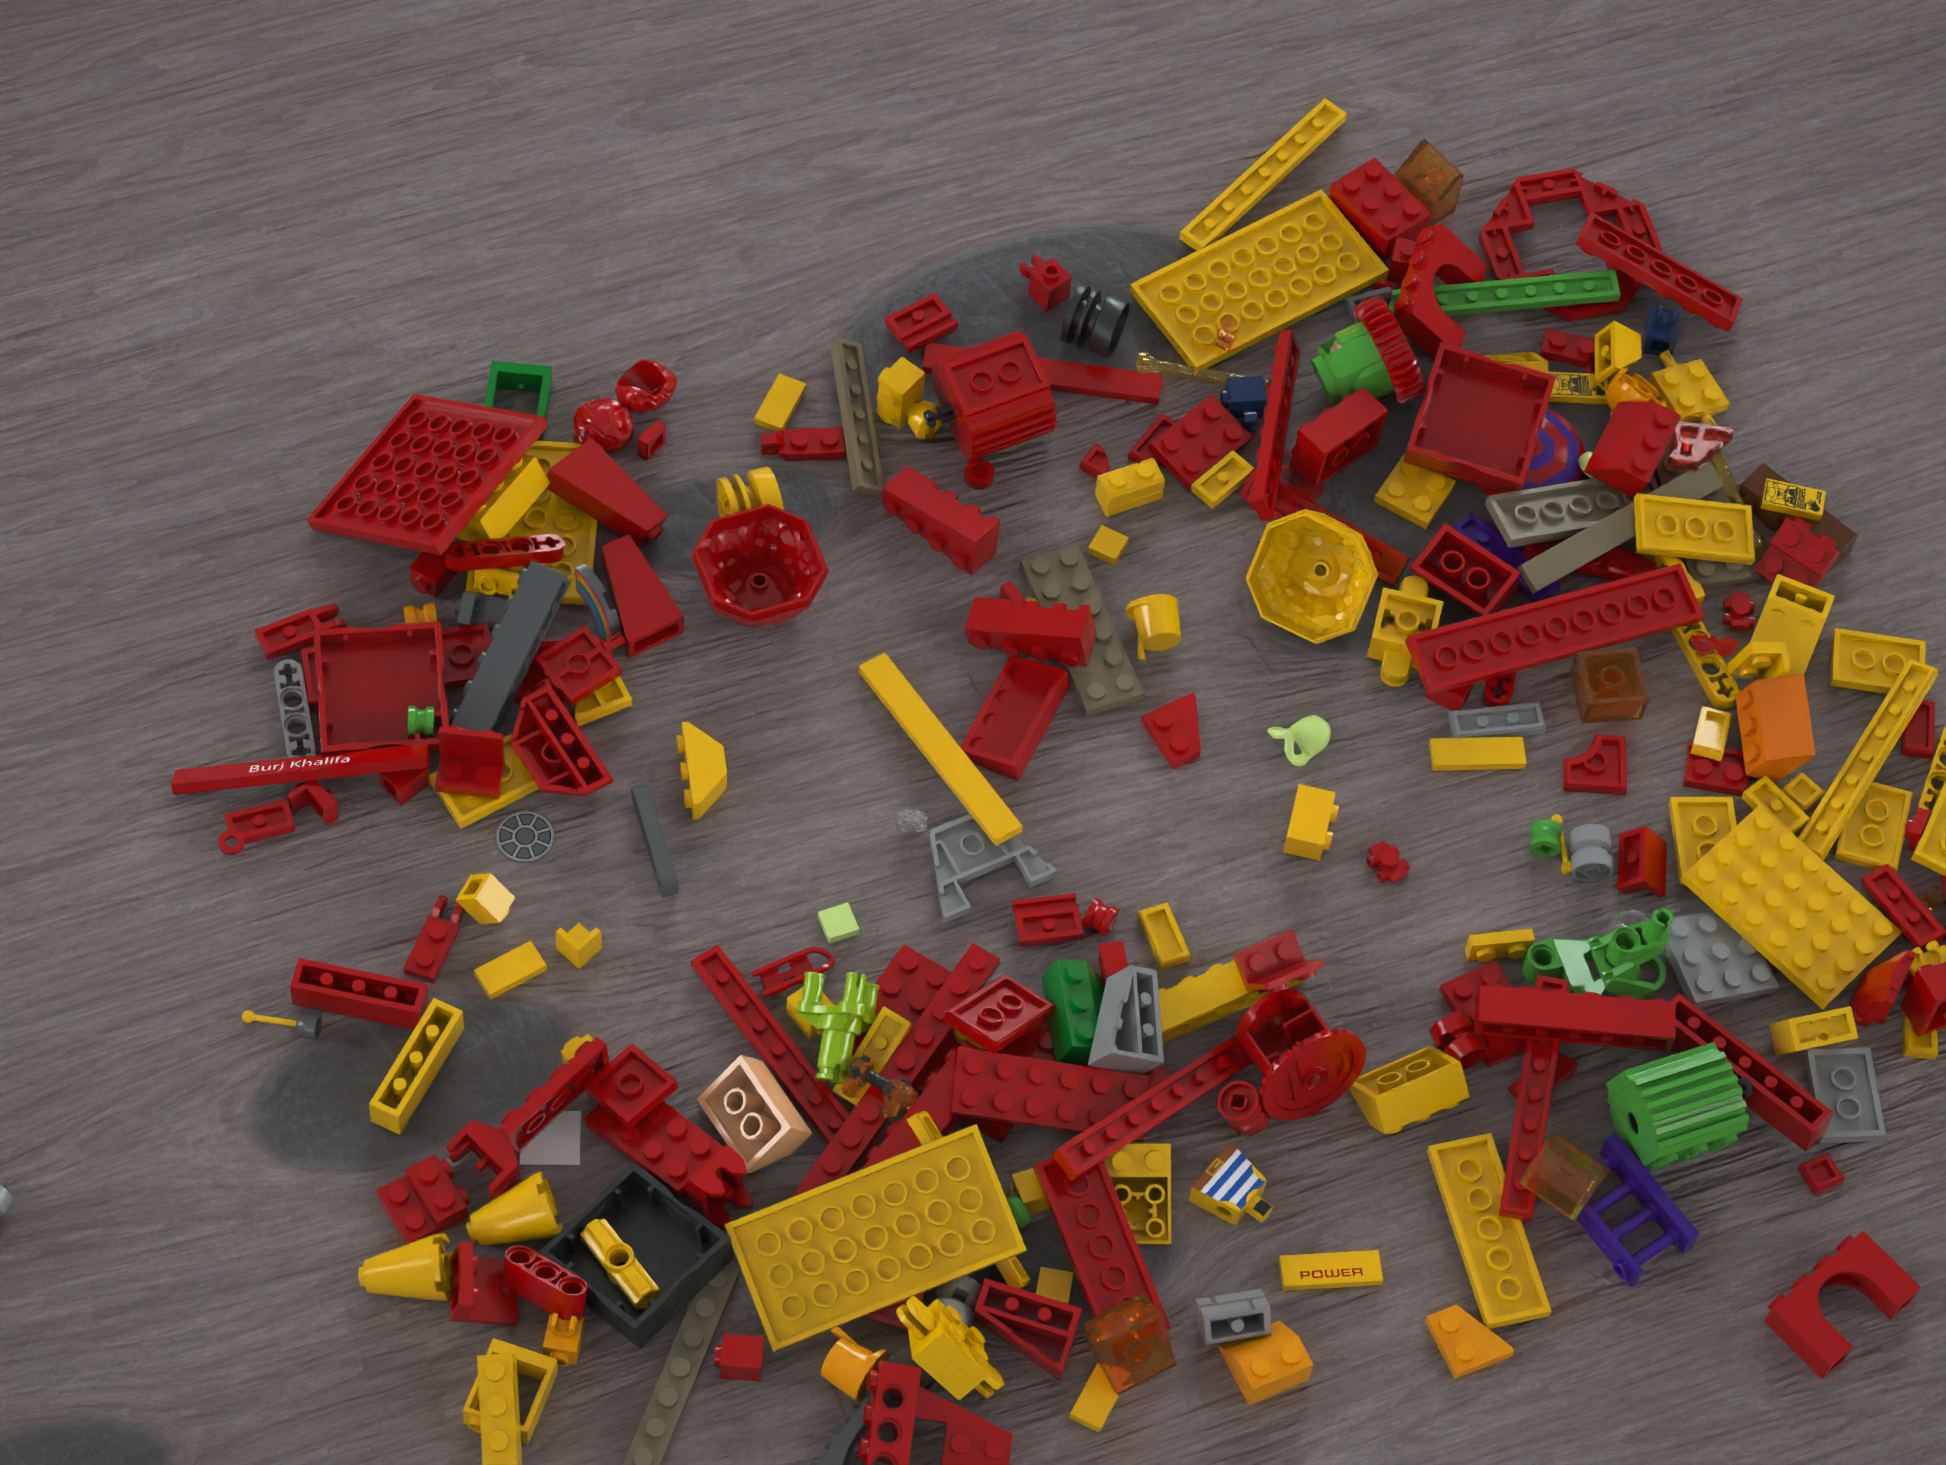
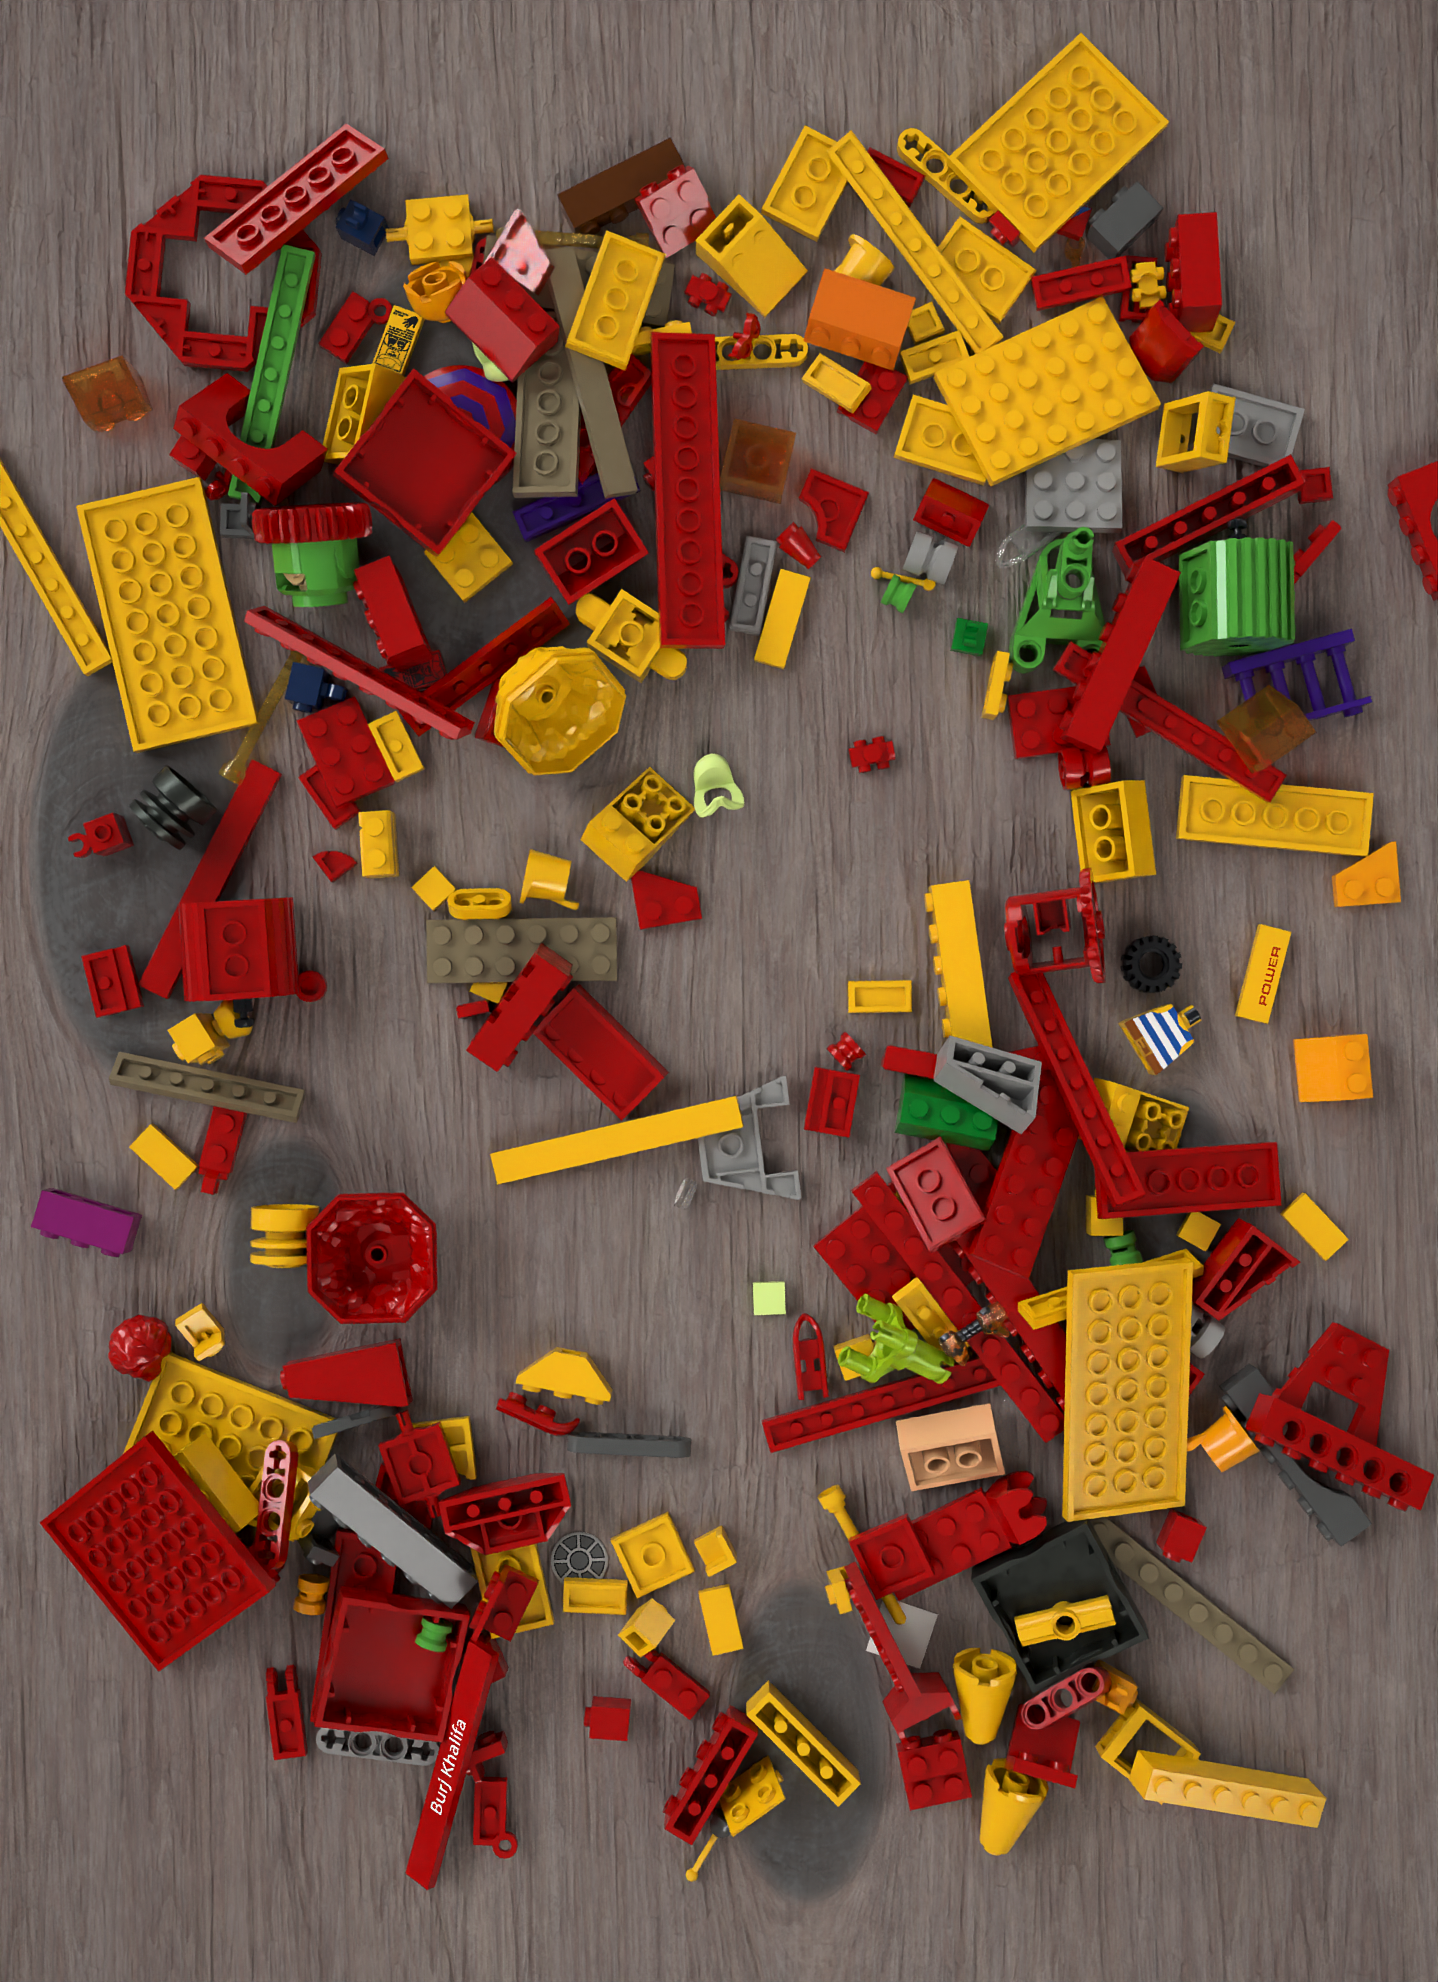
camera: 65 degrees left, 30 degrees up
(340, 1035) = (751, 1795): none -> yellow hinge
(383, 896) = (608, 1718): none -> red brick
(497, 854) = (595, 1596): none -> yellow tile
(521, 378) = (52, 1412): green window -> none
(553, 894) = (652, 1554): none -> yellow tile
(606, 493) = (224, 1376): red slope -> none
(639, 465) = (201, 1331): none -> yellow bracket
(645, 386) = (108, 1292): red hair -> none
(651, 759) = (540, 1418): none -> red piece
(652, 440) = (171, 1302): red tile -> none
(663, 1032) = (833, 1500): none -> yellow piece
(699, 358) = (86, 1222): none -> magenta brick
(942, 519) = (357, 1048): red wedge -> none
(949, 1348) = (1253, 1359): yellow brick -> none
(1110, 581) = (479, 903): none -> yellow plate
(1130, 1343) = (1289, 1190): clear orange slope -> none
(1225, 339) = (235, 681): clear orange hand -> none
(1233, 1316) = (1288, 1083): light grey brick -> none
(1237, 684) = (637, 823): none -> yellow slope
(1242, 1108) = (1091, 1000): red wheel -> none
(1274, 963) = (975, 914): red bracket -> none
(1299, 1144) = (1170, 961): none -> black tyre
(1310, 821) = (813, 814): yellow brick -> none
(1379, 207) = (119, 455): red brick -> none
(1534, 913) = (969, 637): none -> green tile
(1551, 743) = (798, 545): none -> red cone
(1615, 349) = (376, 285): yellow slope -> none
(1745, 1181) = (1319, 539): none -> red hinge
(1761, 661) = (793, 299): yellow bracket -> none
(1793, 499) = (613, 184): yellow tile -> none
(1826, 721) = (865, 262): none -> yellow hat

